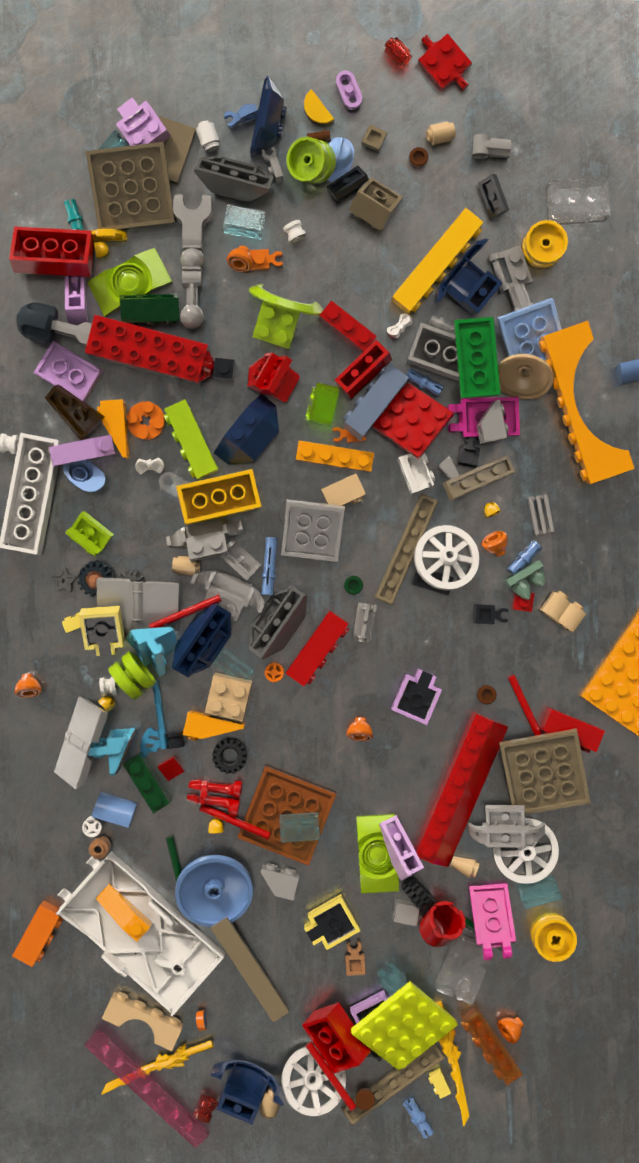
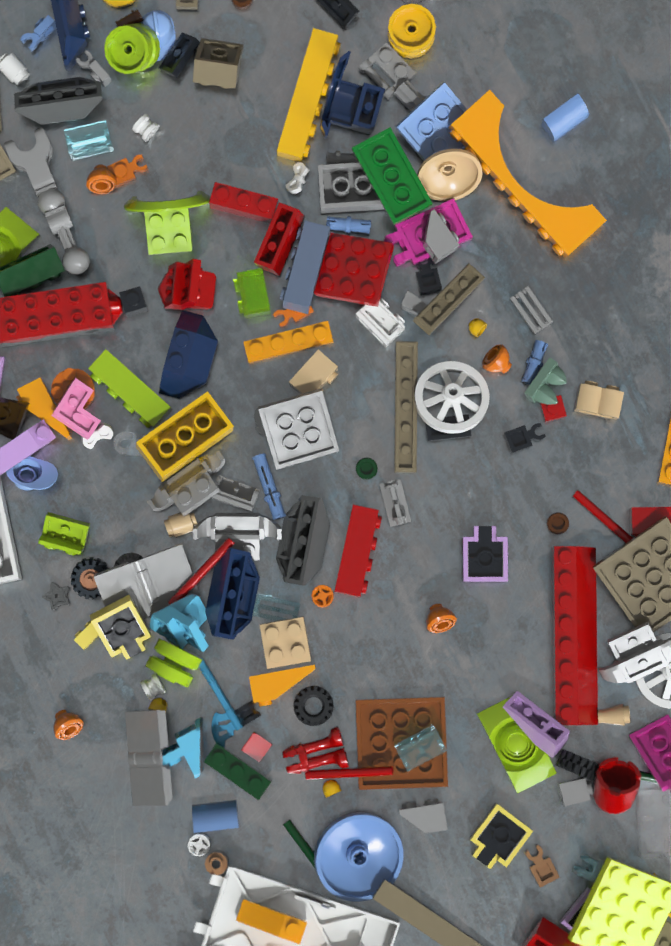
camera: 20 degrees left, 5 degrees down
(135, 438) = (71, 411): none -> bright pink plate

